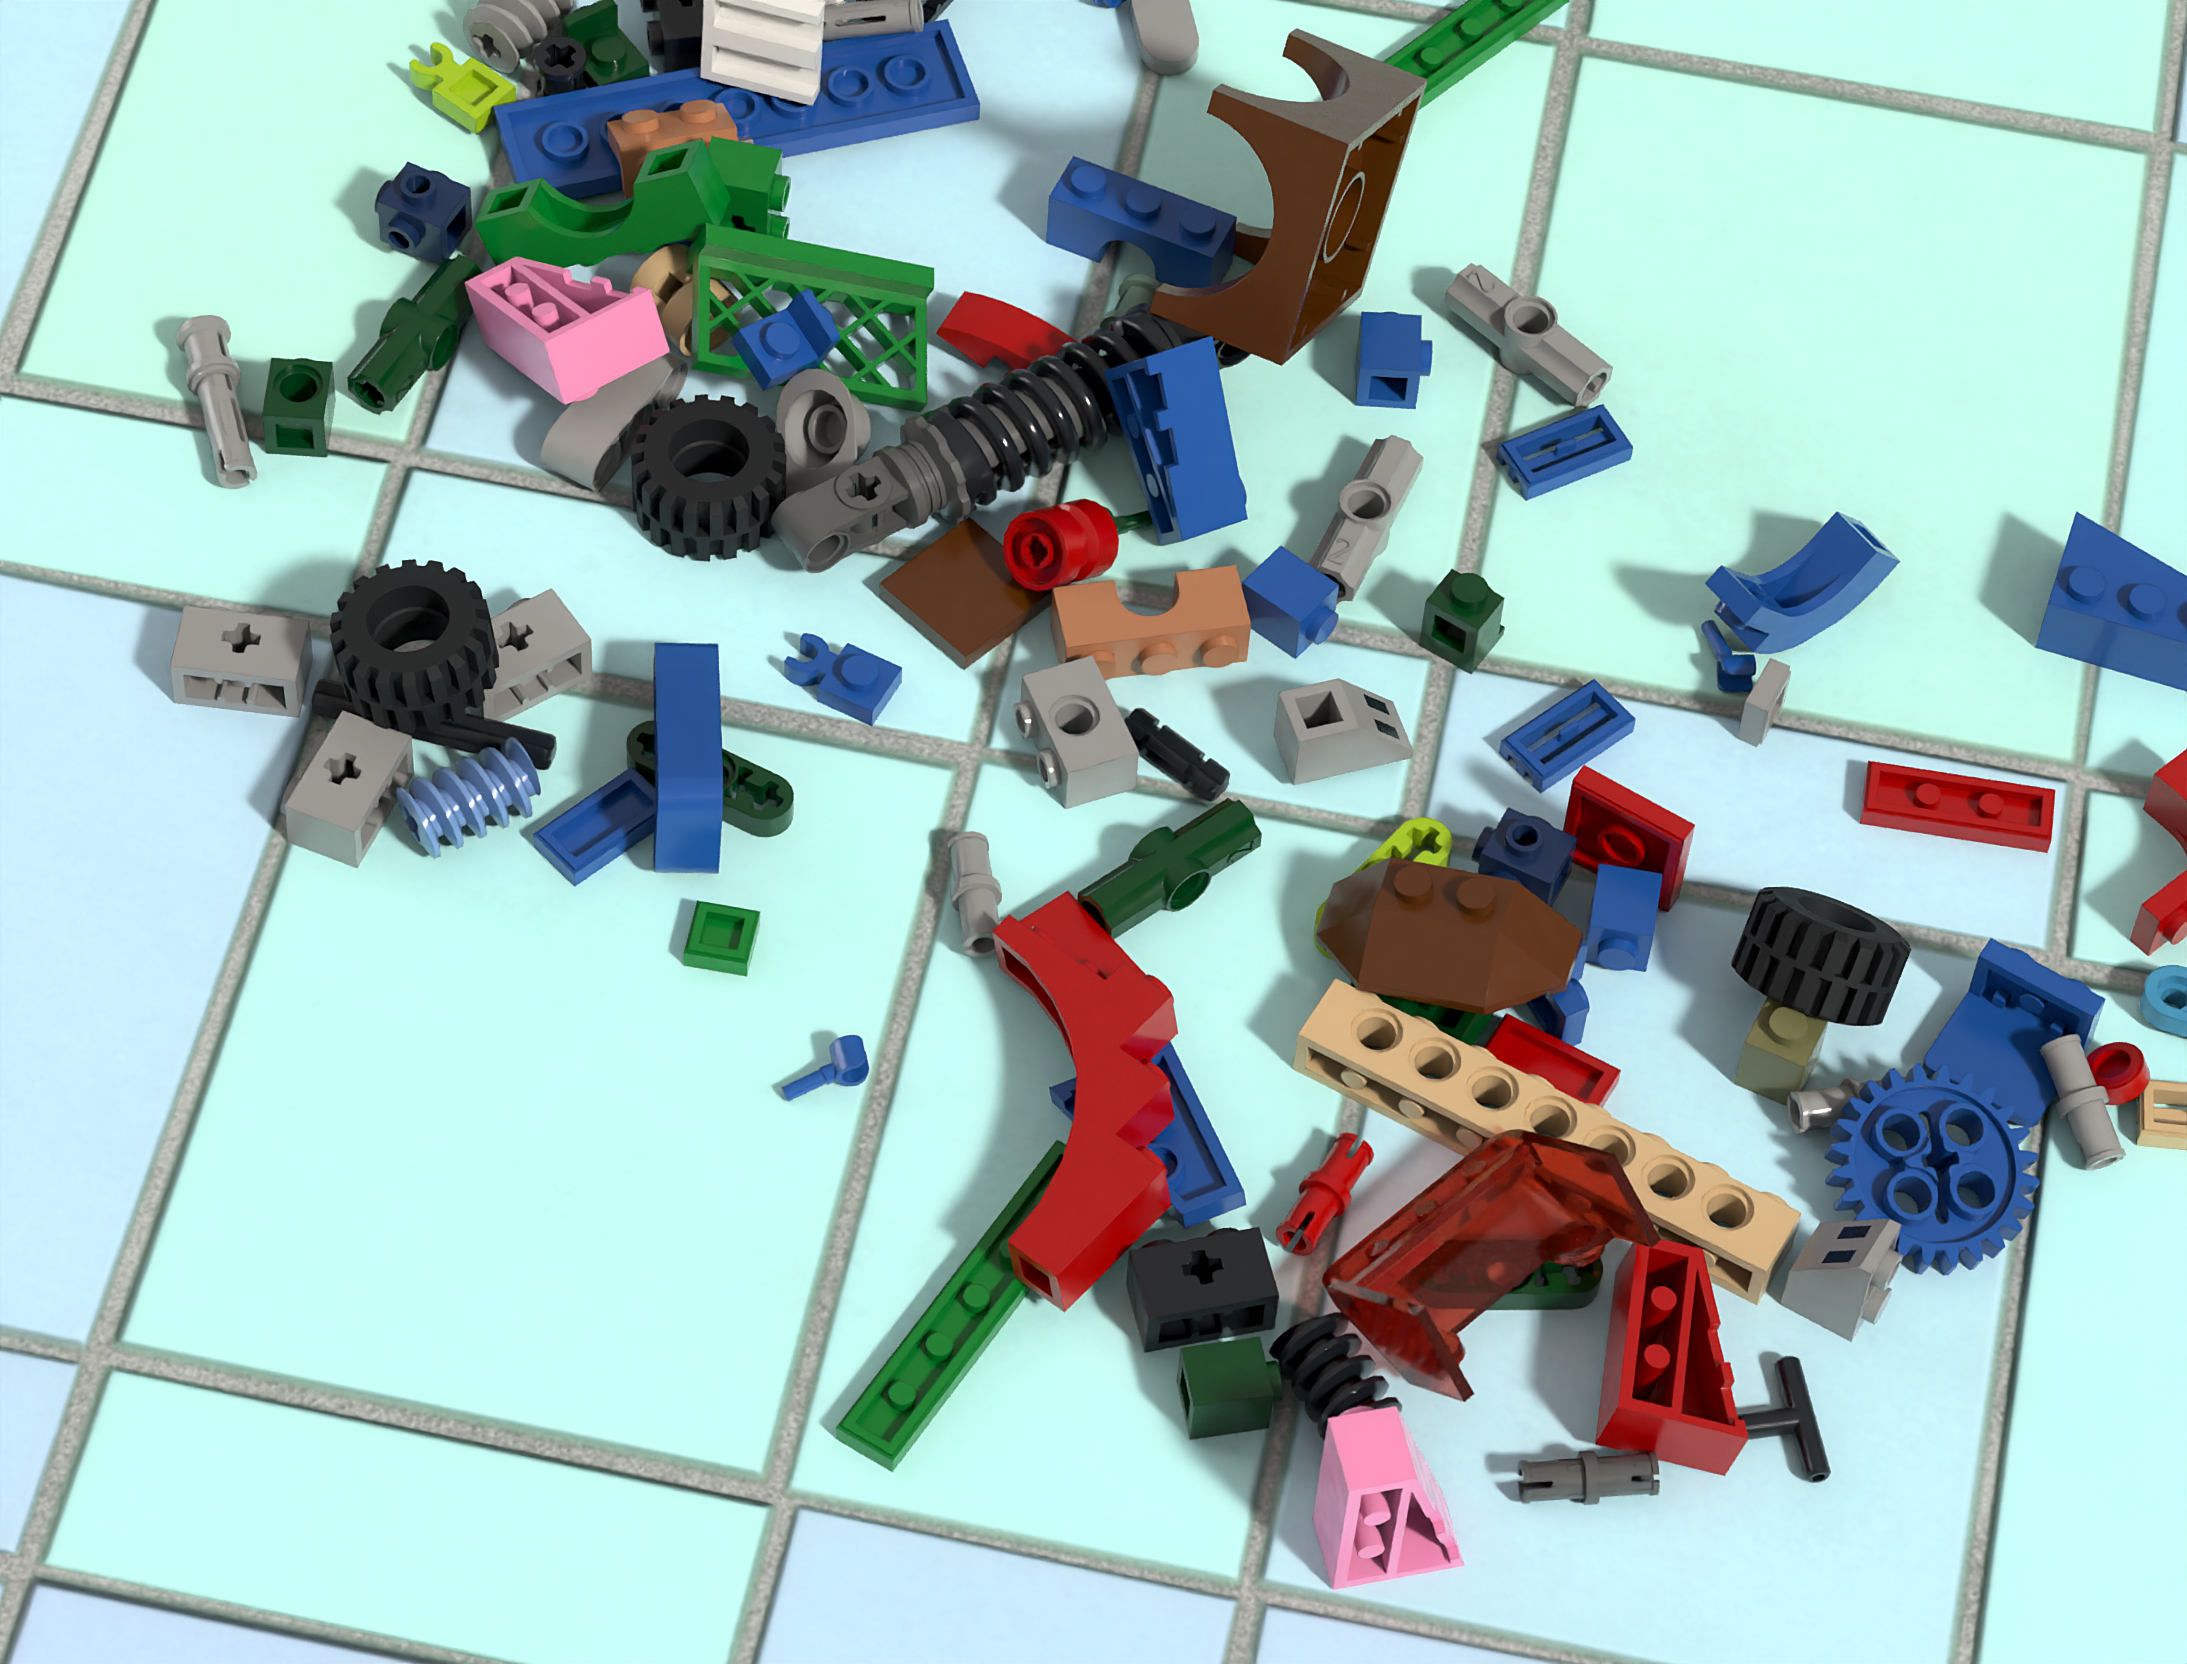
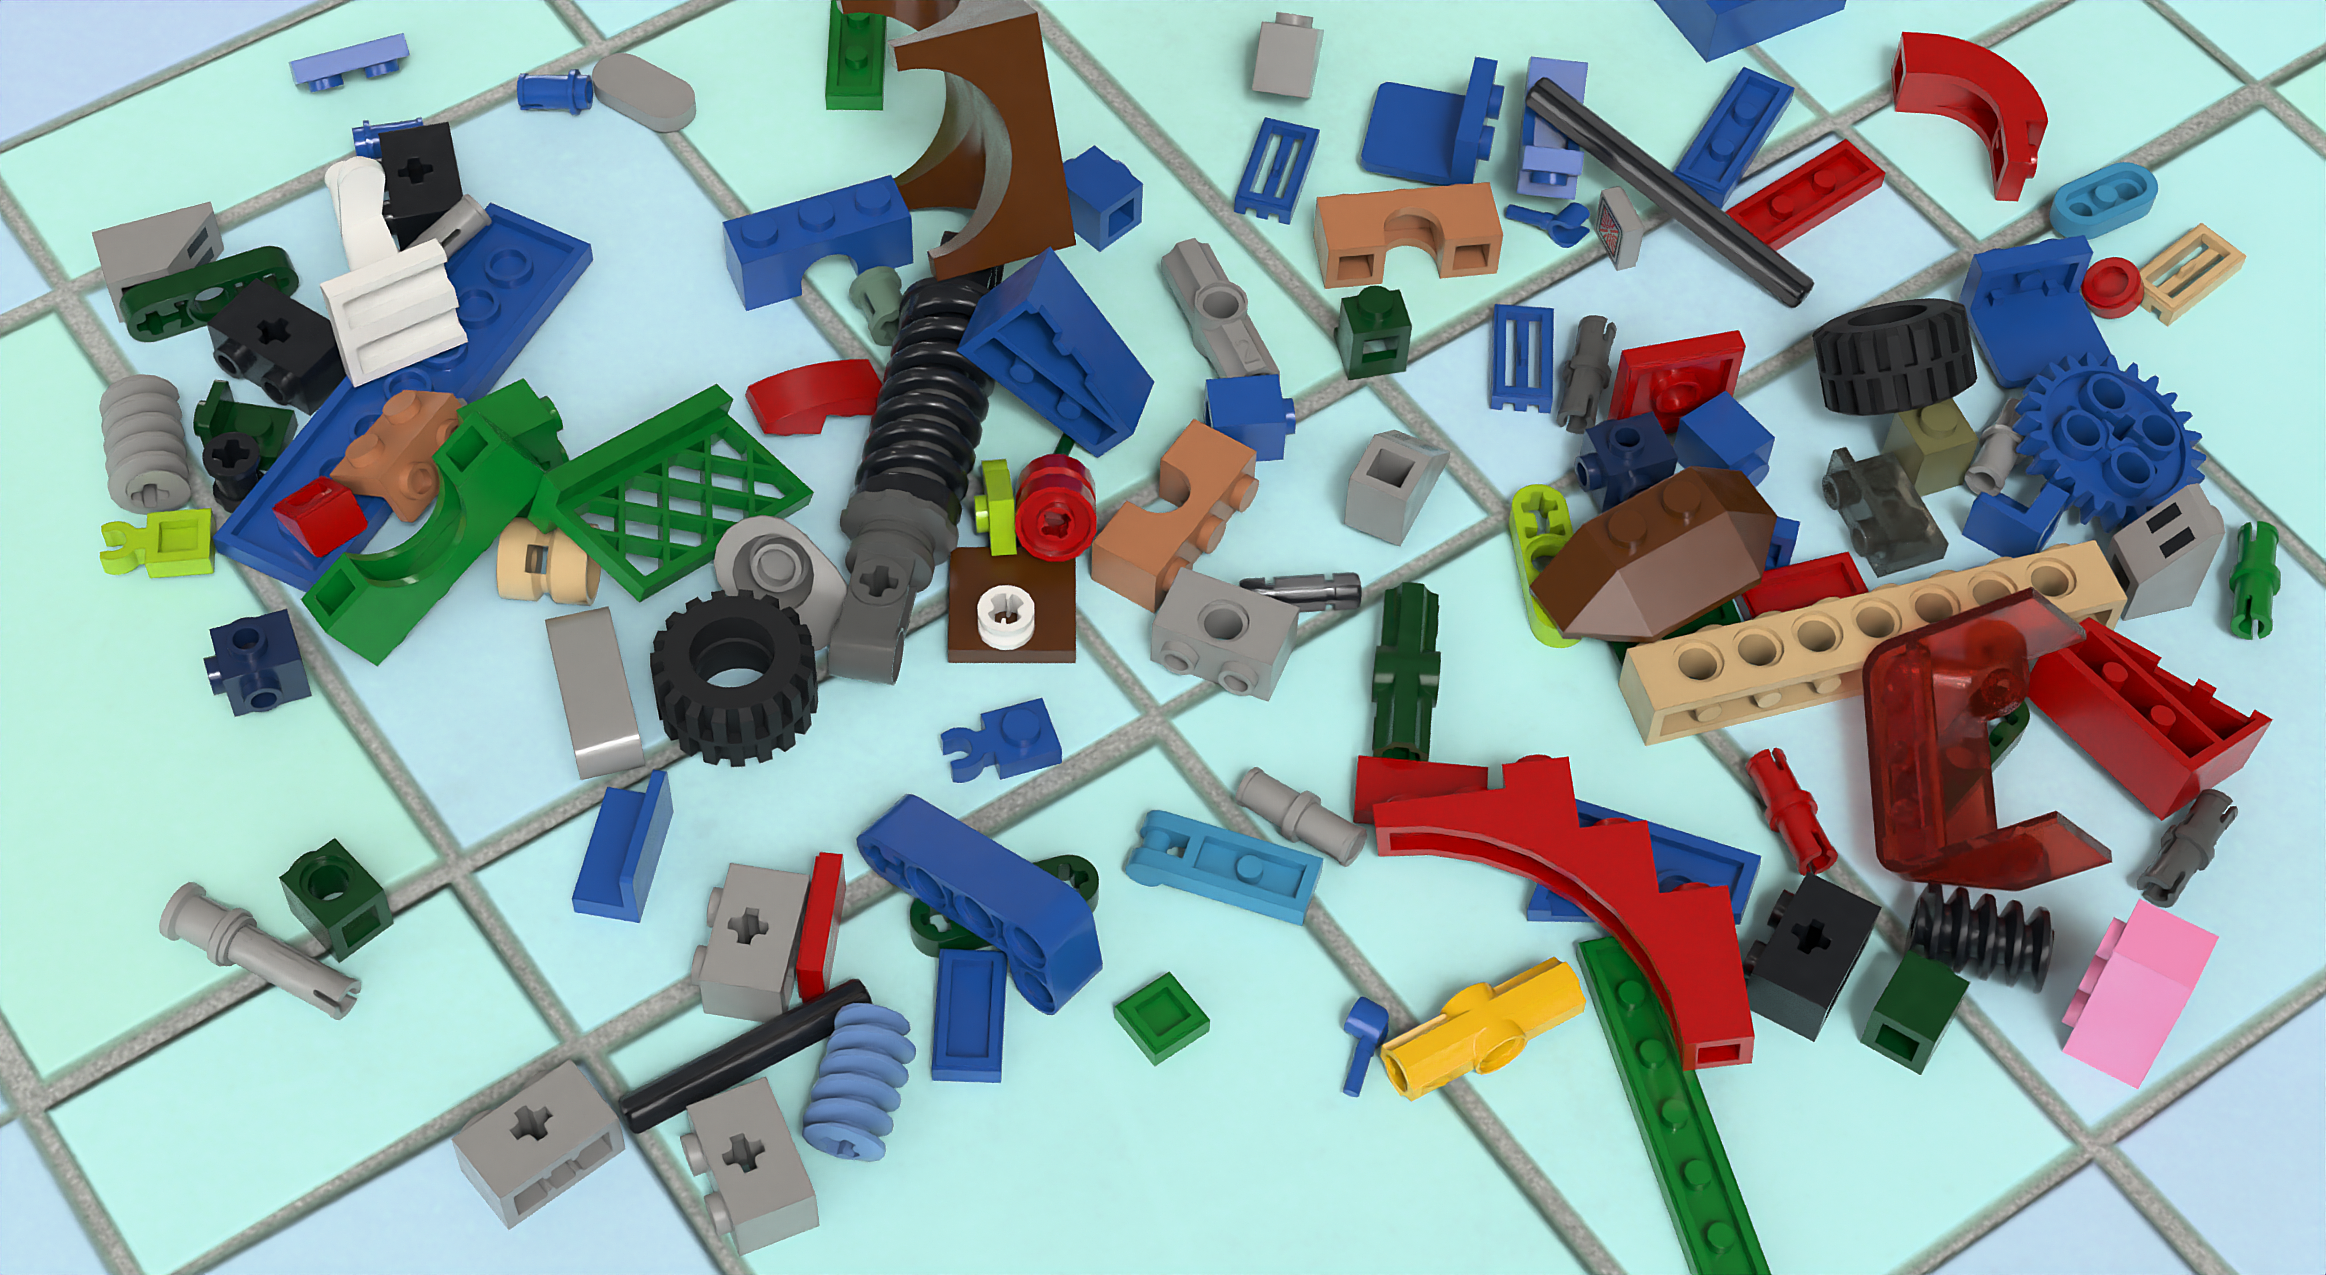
camera: 45 degrees left, 0 degrees up
(408, 607) = (689, 950): black tyre -> none
(415, 337) = (364, 762): dark green piece -> none
(515, 532) = (624, 851): none -> blue panel
(564, 330) = (499, 658): bright pink wedge -> none
(572, 683) = (821, 926): none -> red tile
(573, 147) = (321, 515): none -> red slope
(787, 341) = (692, 517): blue bracket -> none
(883, 883) = (1225, 866): none -> dark azure plate
(916, 1129) = (1482, 1028): none -> yellow piece
(923, 584) = (1004, 635): none -> white bush
(1027, 498) = (995, 508): none -> lime plate
(1528, 335) = (1165, 108): light grey piece -> none
(1556, 542) = (1448, 222): none -> nougat arch
(1614, 767) = (1586, 374): none -> dark grey pin
(1676, 370) = (1288, 56): none -> light grey slope
(1689, 1068) = (1882, 512): none -> clear smoke bracket
(1720, 514) = (1434, 132): none -> blue bracket
(1783, 1161) = (2012, 527): none -> blue panel
(1795, 1419) = (2240, 685): black piece -> none
(1831, 706) = (1669, 192): none -> black axle
(1914, 1361) = (2254, 580): none -> green pin
(1968, 716) = (1734, 135): none -> blue tile
(2082, 1102) = (2127, 321): light grey pin -> none

